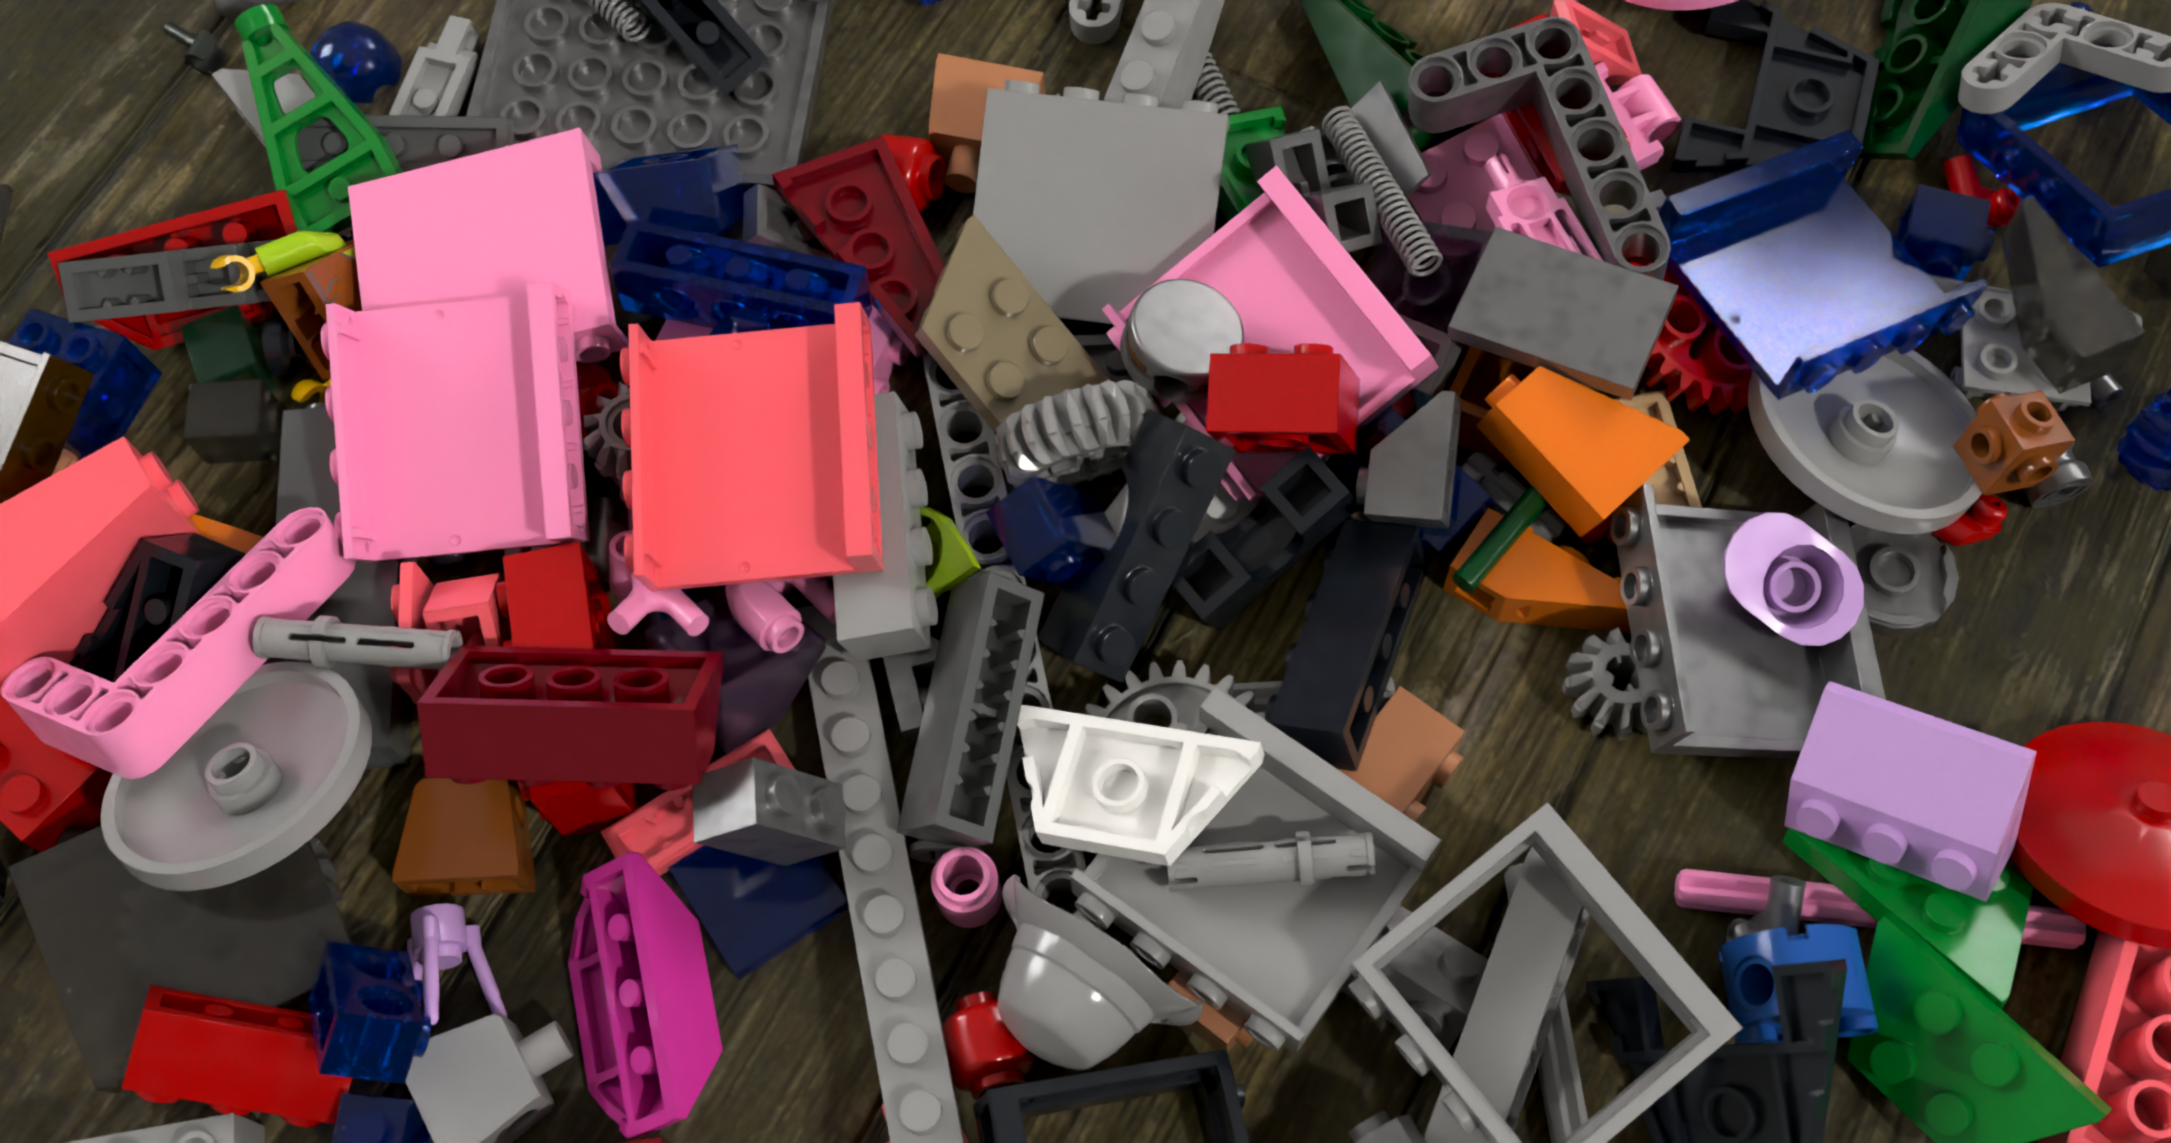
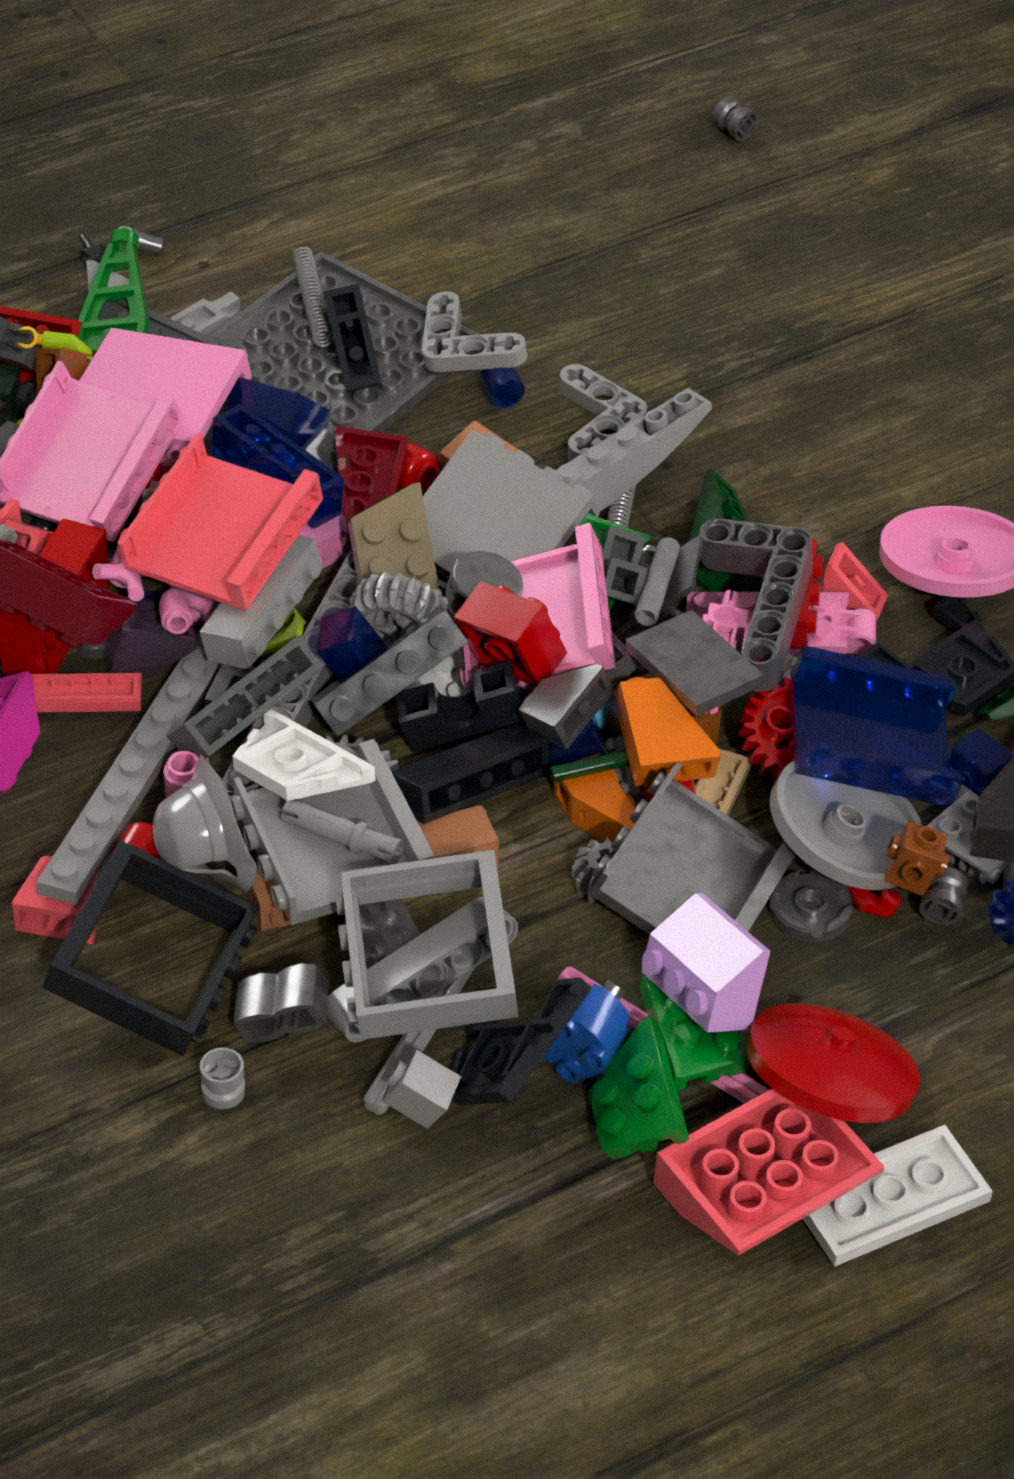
camera: 25 degrees right, 20 degrees down
(357, 59) = (167, 291): clear blue hair -> none
(757, 905) = (81, 740): clear blue tile -> none
(769, 812) = (108, 689): flat silver brick -> none
(1793, 579) = (730, 851): lavender piece -> none

